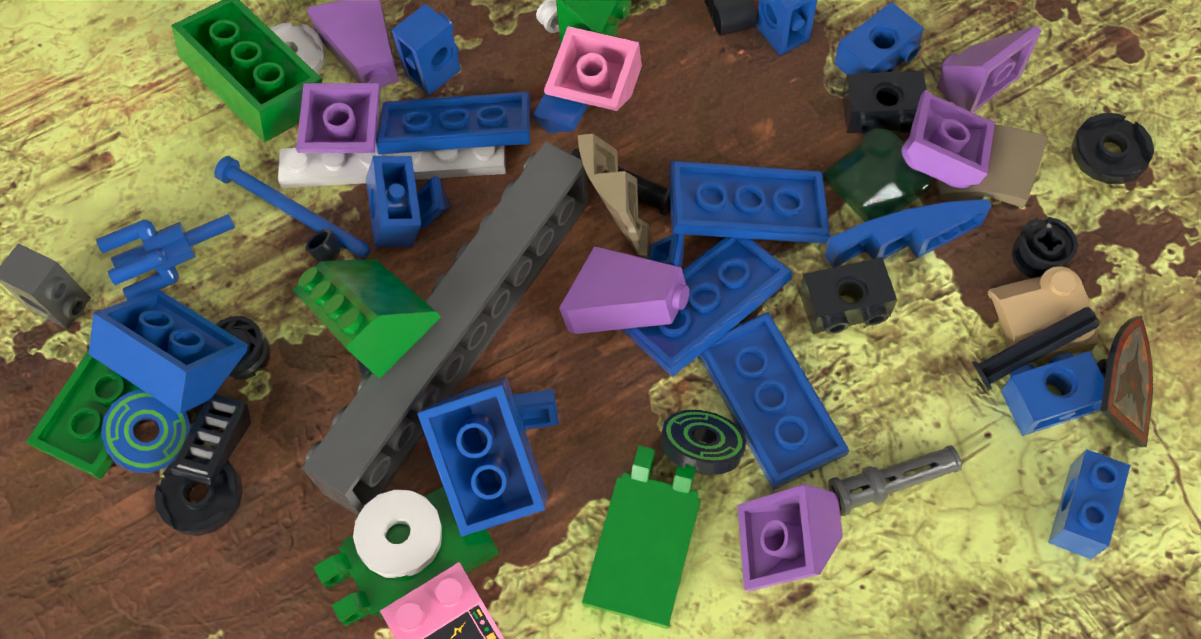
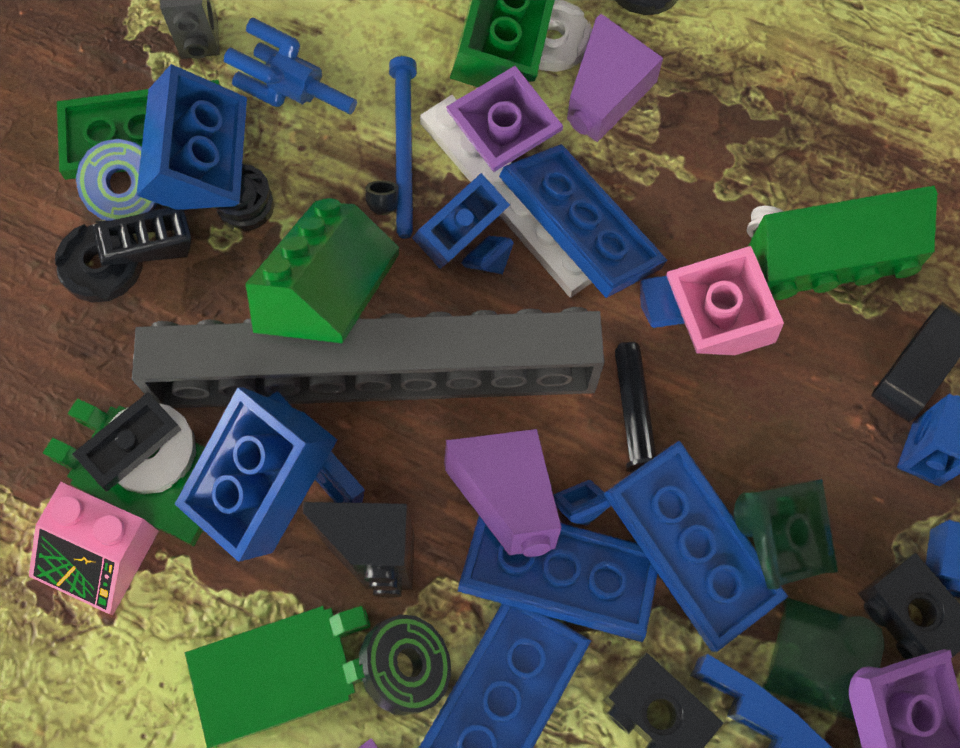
camera: 50 degrees right, 5 degrees up
(386, 537) = (126, 441): none -> black plate
(427, 48) = (637, 140): blue brick -> none
(601, 402) = (370, 541): none -> black slope
(616, 190) = (597, 412): dark tan slope -> none
(779, 139) = (788, 530): none -> clear green slope

